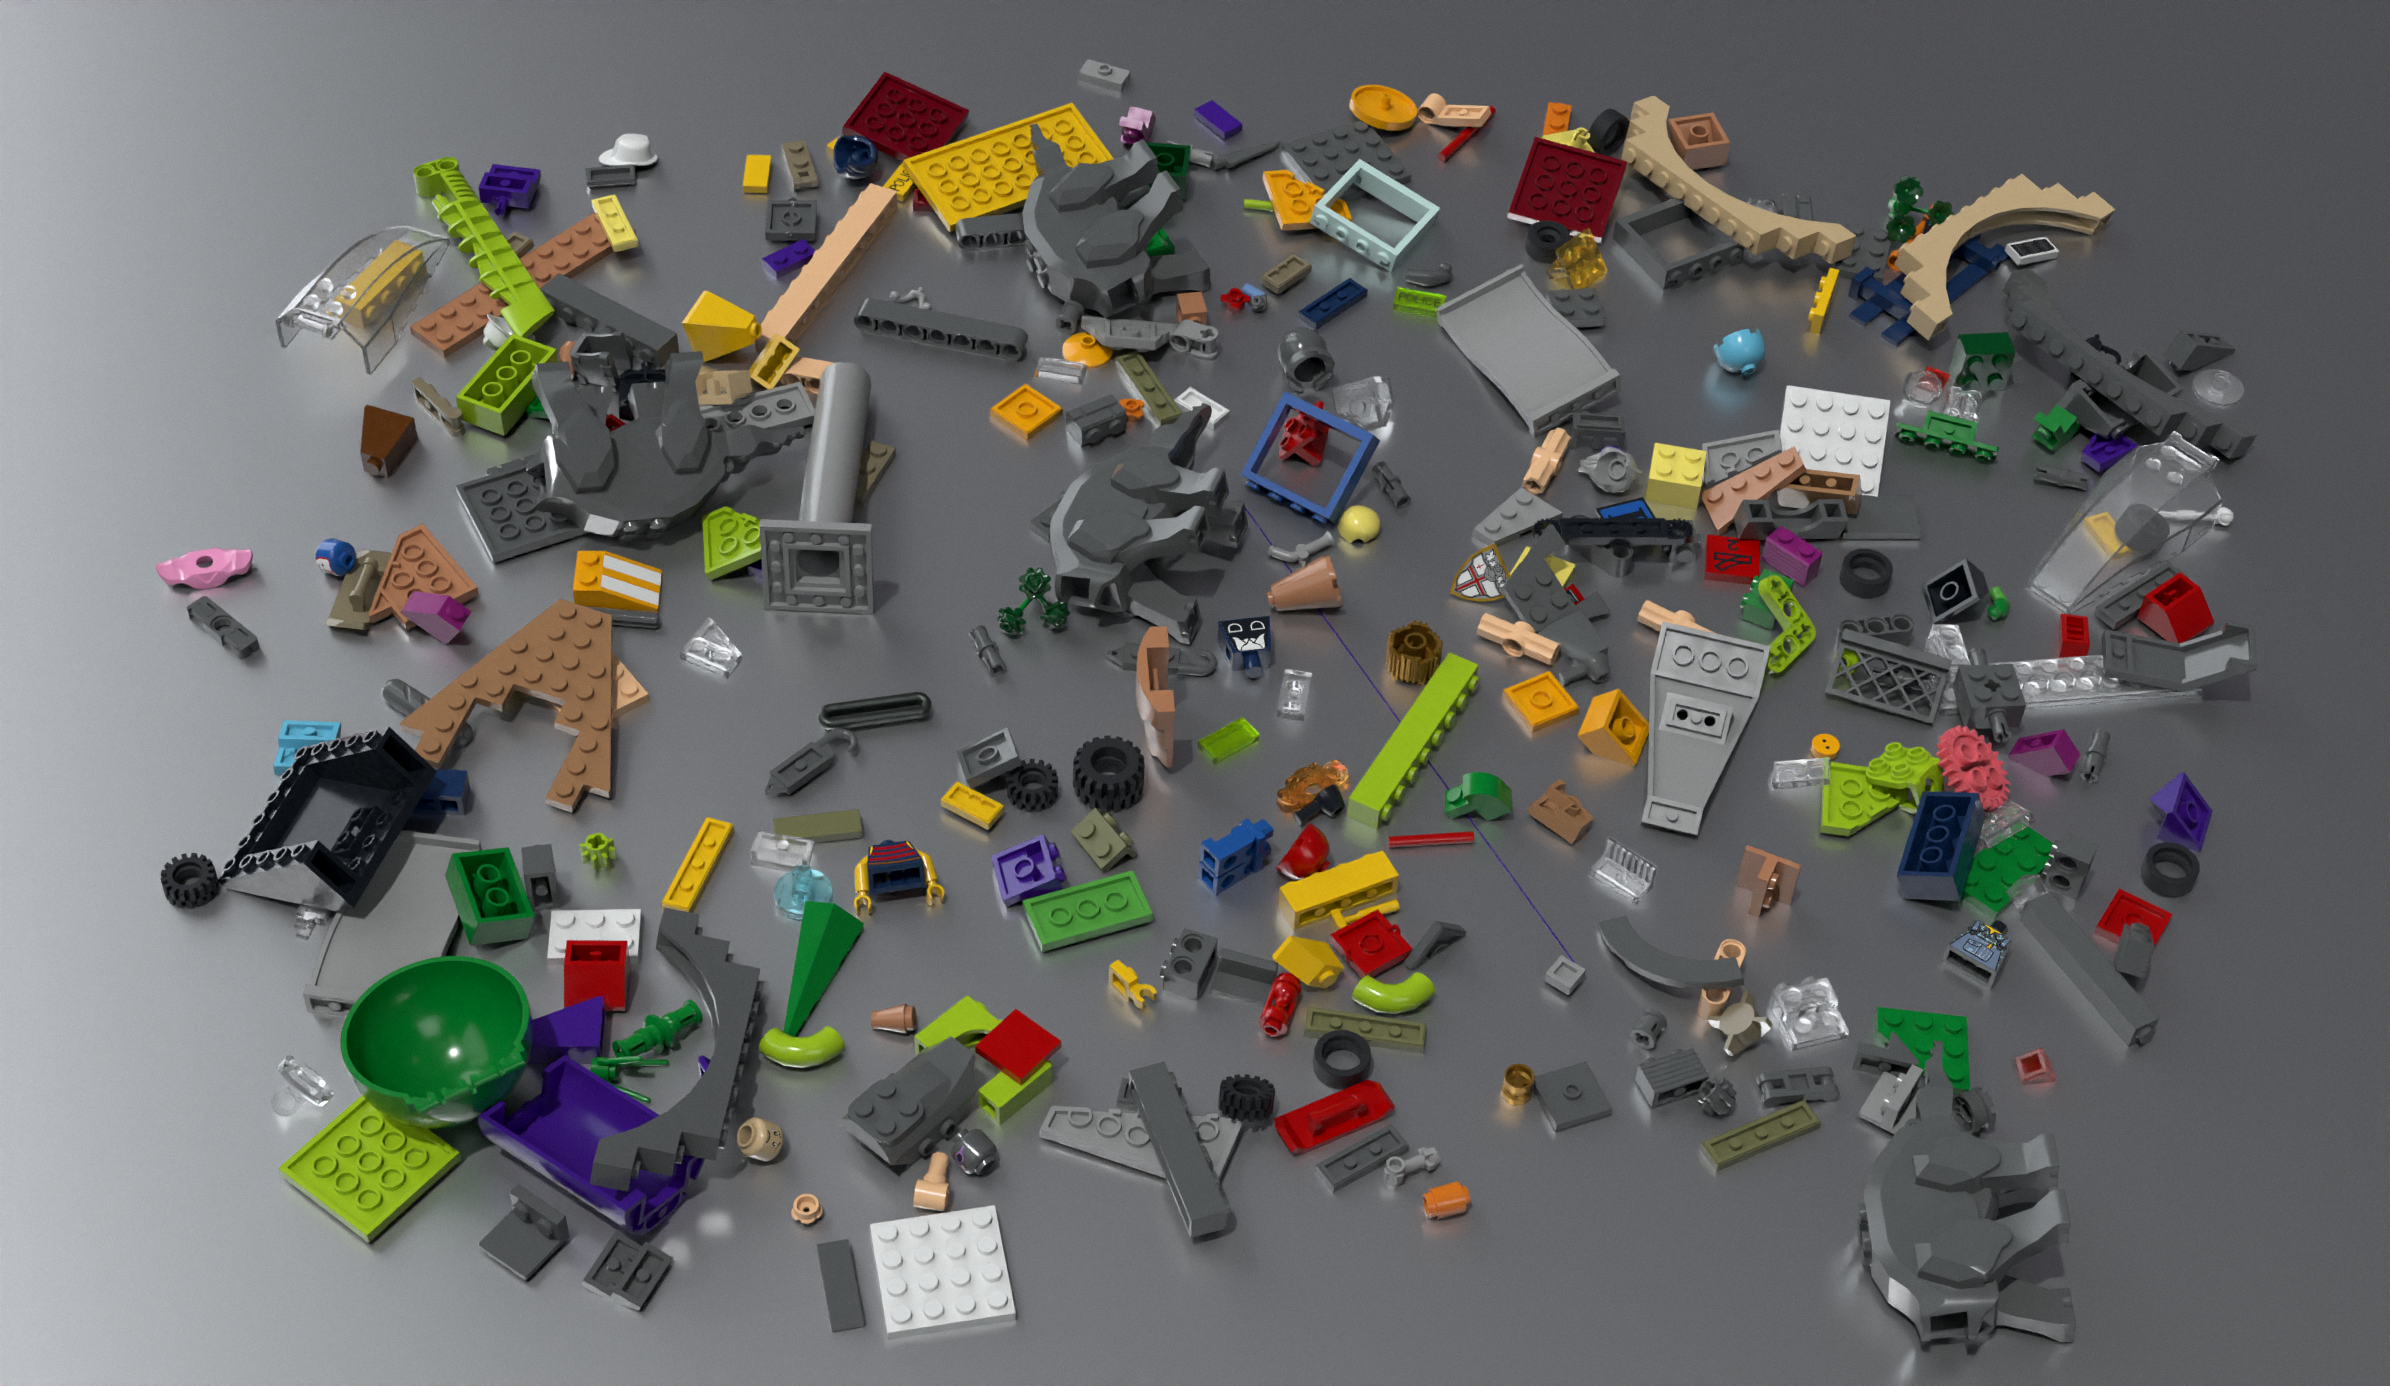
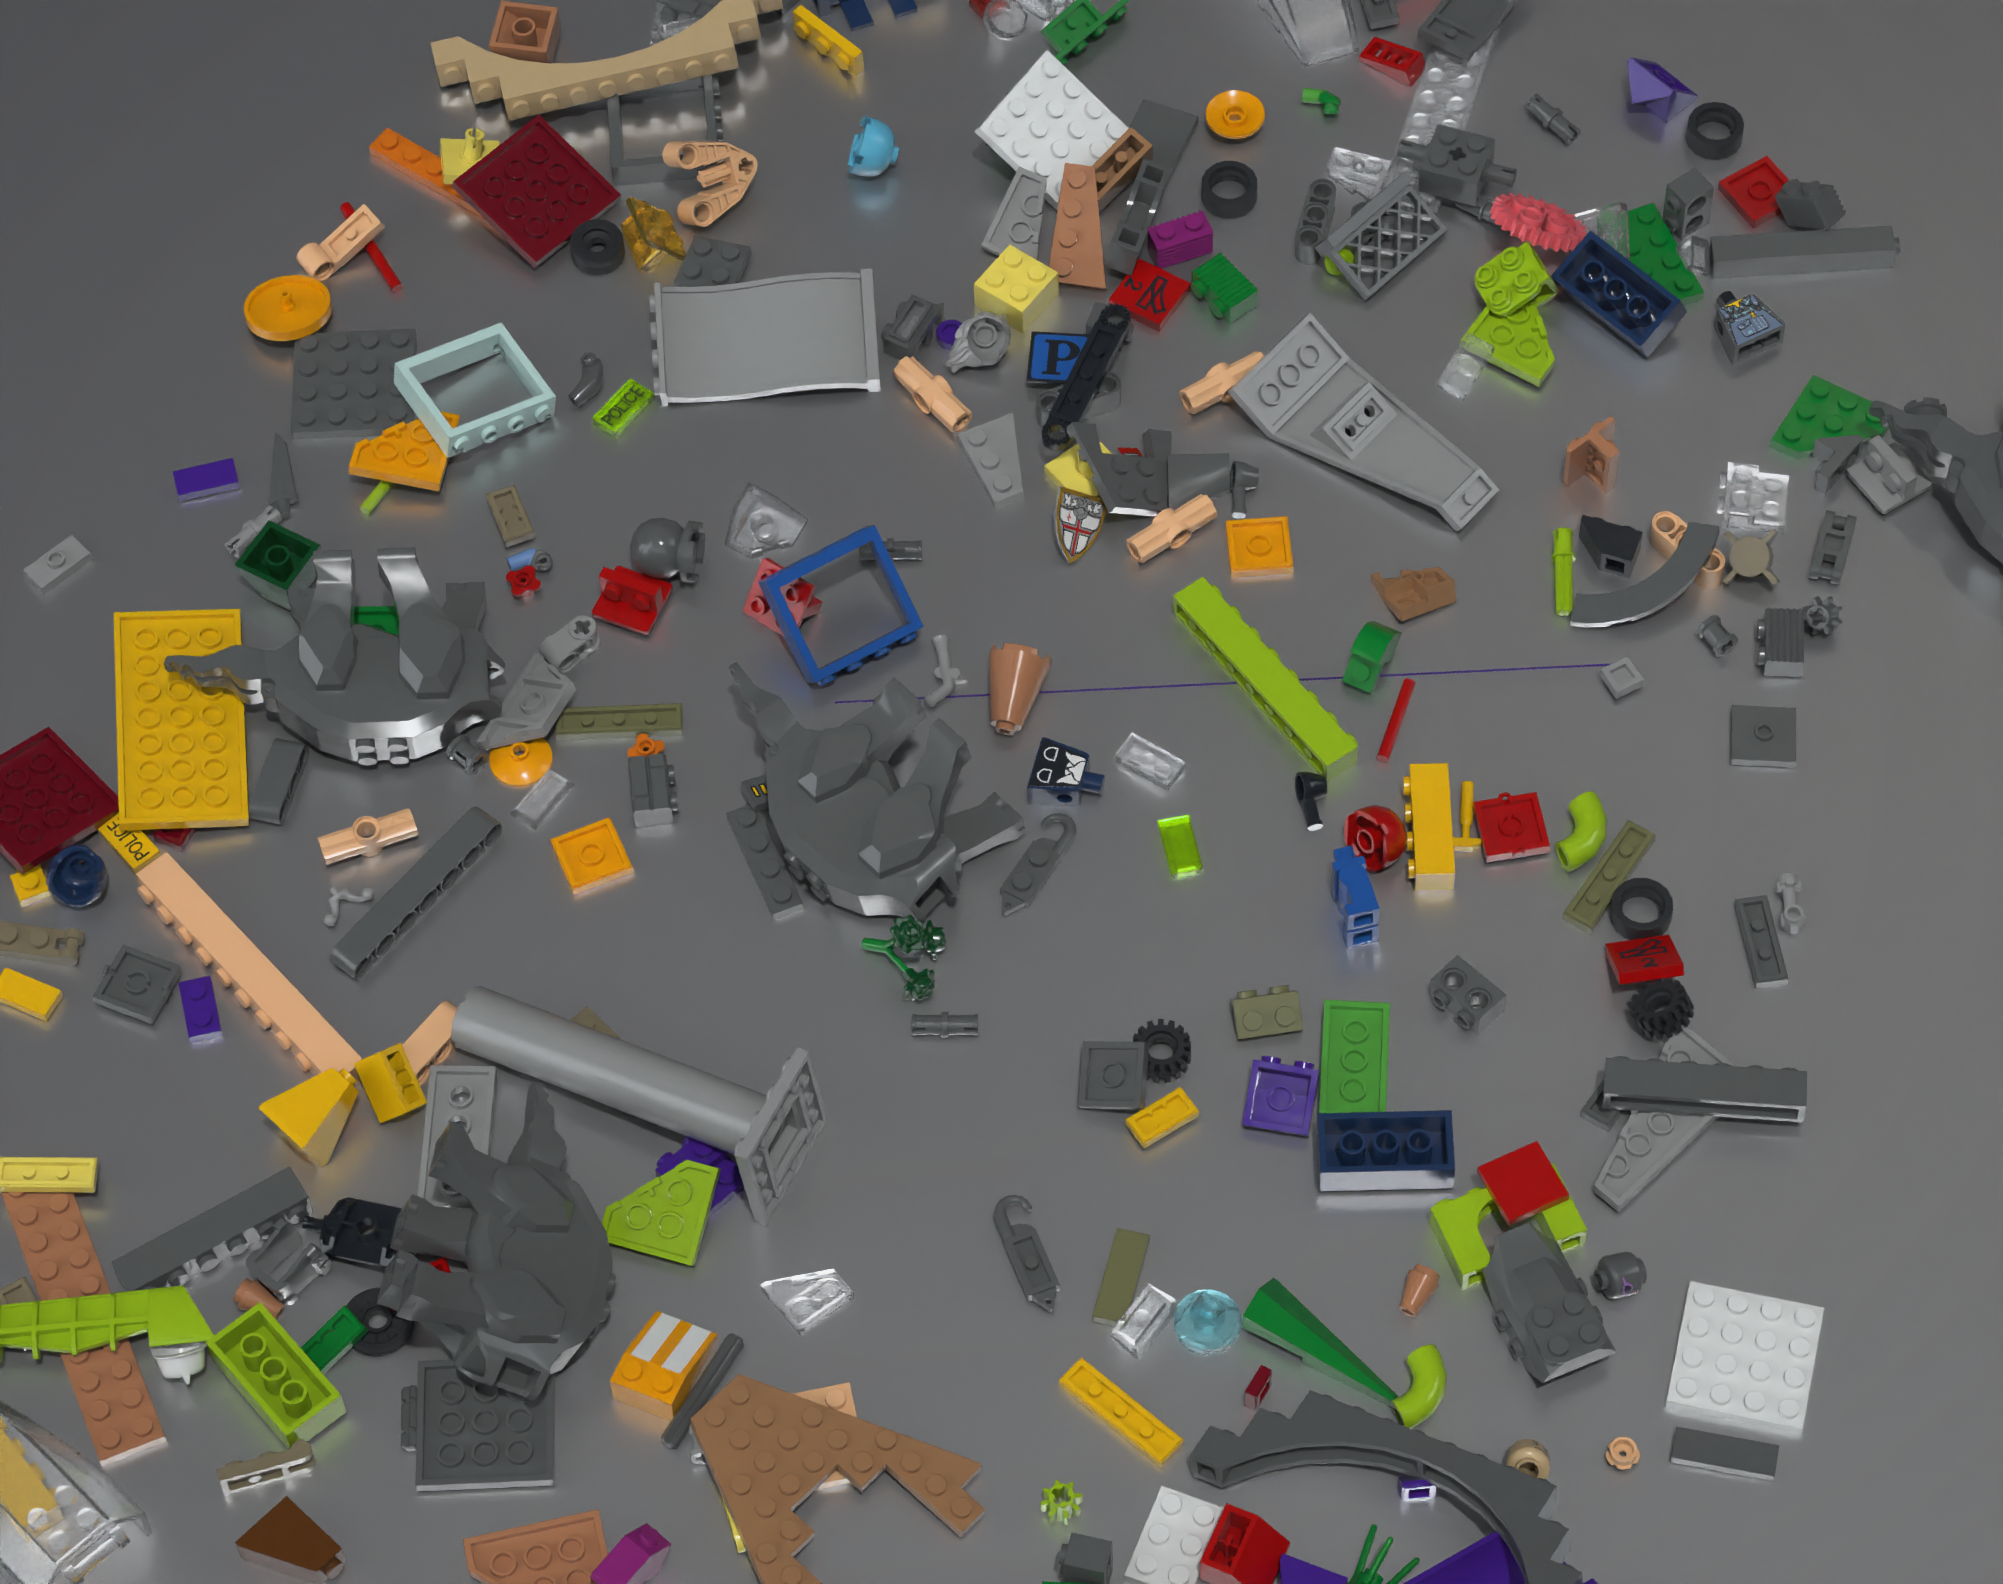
camera: 60 degrees left, 10 degrees up
(658, 1031) = (1344, 1518): green piece -> none
(722, 386) = (404, 1149): tan window -> none
(754, 941) = (1258, 1388): none -> dark red tile
(874, 711) = (985, 1164): pearl dark grey piece -> none
(894, 868) = (1226, 1220): torso -> none
(933, 1190) = (1649, 1331): light nougat pin -> none
(971, 289) = (350, 841): none -> light nougat piece
(1009, 951) = (1385, 1150): none -> dark blue brick
(1108, 790) = (1185, 994): black tyre -> none
(1126, 983) = (1466, 1061): yellow plate -> none
(1137, 125) = (183, 565): brick -> none
(1152, 697) = (1133, 891): nougat slope -> none
(1191, 307) = (525, 630): nougat brick -> none
(1194, 398) = (678, 682): white tile -> none
(1244, 977) = (1504, 953): dark grey panel -> none
(1254, 357) = (630, 599): none -> red bracket
(1285, 993) = (1542, 927): red piece -> none
(1289, 1072) = (1644, 959): none -> red tile
(1294, 795) = (1273, 776): clear orange piece -> none
(1309, 961) = (1522, 884): yellow slope -> none
(1332, 304) = (578, 491): dark blue tile -> none
(1334, 1116) = (1702, 943): red piece -> none
(1359, 523) = (935, 603): light yellow hair -> none
(1413, 653) = (1152, 628): pearl gold brick -> none
(1433, 942) = (1534, 769): dark grey tile -> none
(1446, 1200) = (1844, 890): orange brick -> none
(1517, 1084) = (1737, 773): pearl gold wheel -> none
(1608, 132) = (464, 109): black tyre -> none
(1614, 728) = (1332, 498): light orange slope -> none
(1624, 872) = (1518, 572): clear panel -> none
(1655, 899) = (1563, 559): none -> lime axle
(1657, 252) = (717, 199): none -> light nougat connector
(1690, 927) = (1610, 545): none -> black slope
(1760, 1135) = (1872, 603): olive tile -> none
(1791, 625) = (1273, 280): lime beam -> none
(1825, 746) = (1435, 332): light orange tile -> none
(1938, 551) = (1235, 114): none -> light orange dish
(1954, 590) = (1298, 129): black slope -> none
(2035, 1067) = (1888, 351): clear red slope -> none
(2046, 753) = (1535, 155): magenta slope -> none

